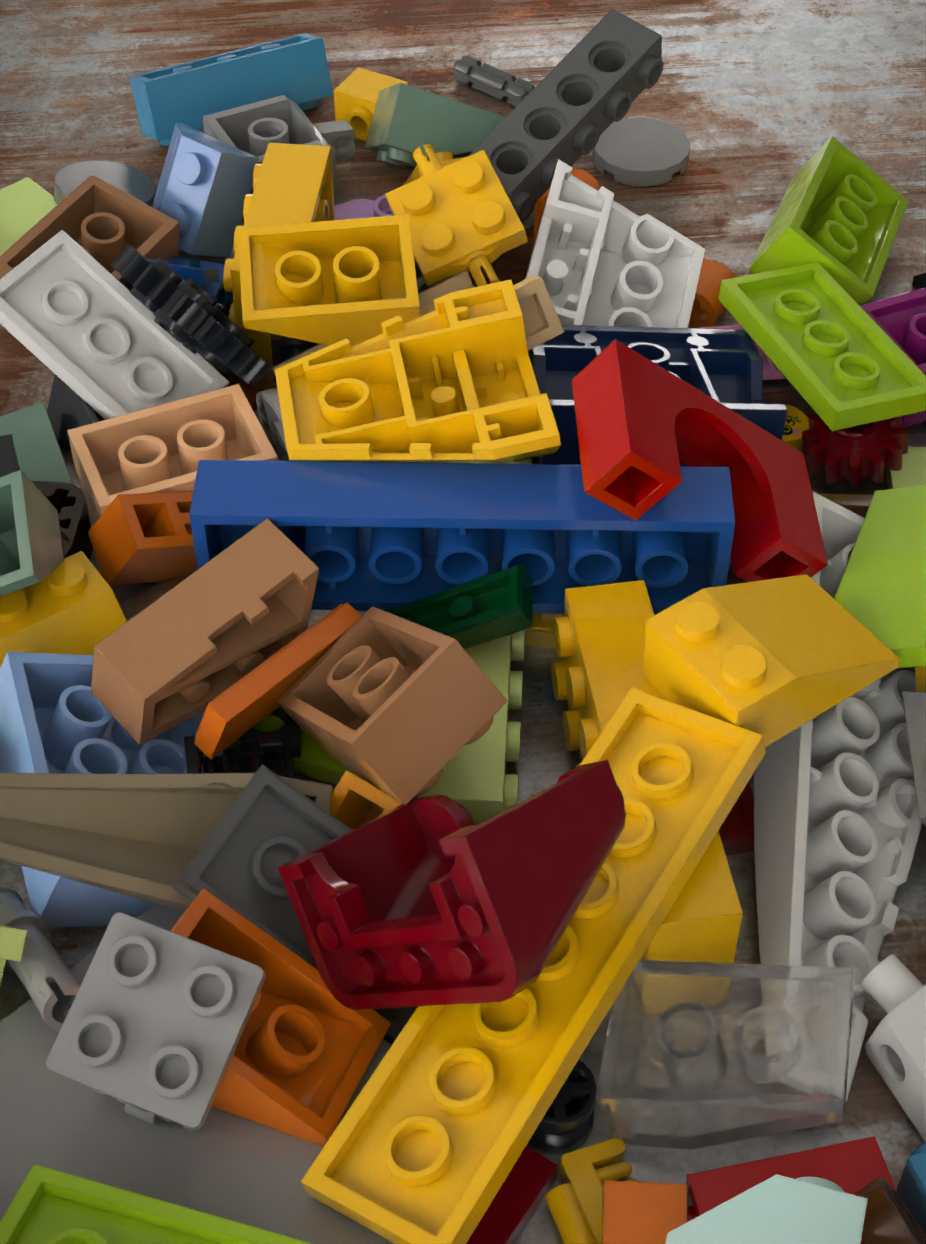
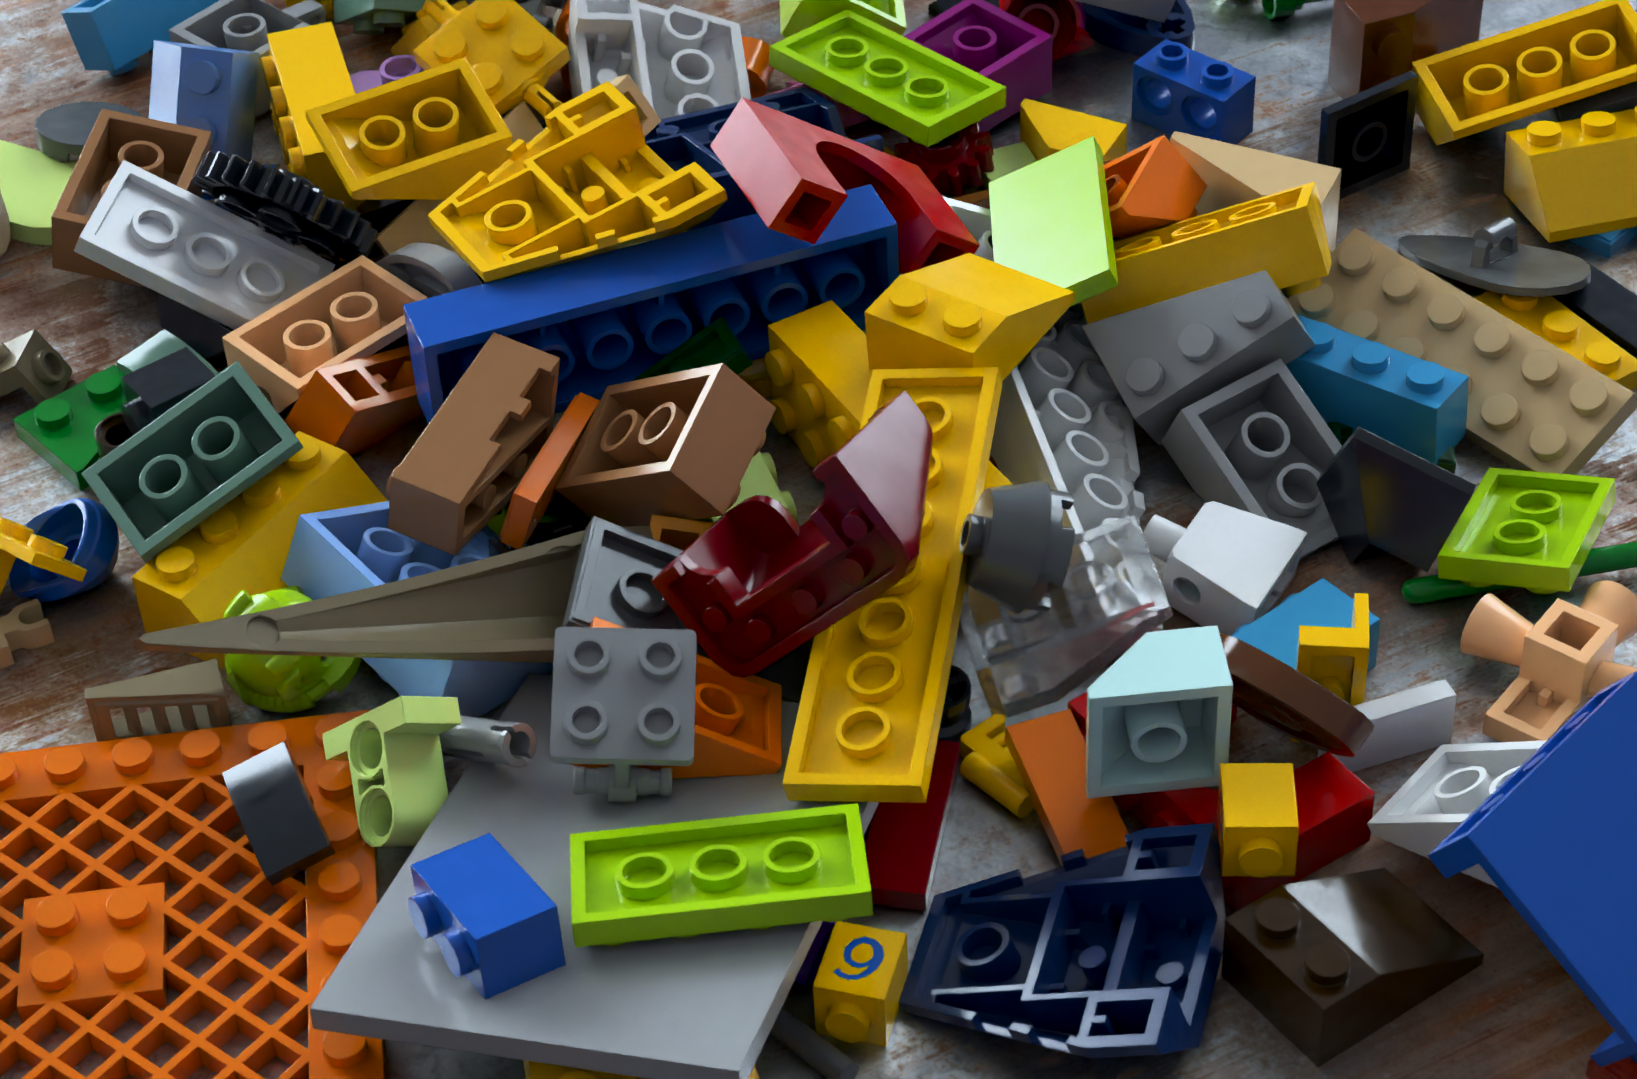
camera: 20 degrees left, 5 degrees down
(689, 974) = (1018, 544): none -> dark grey cone

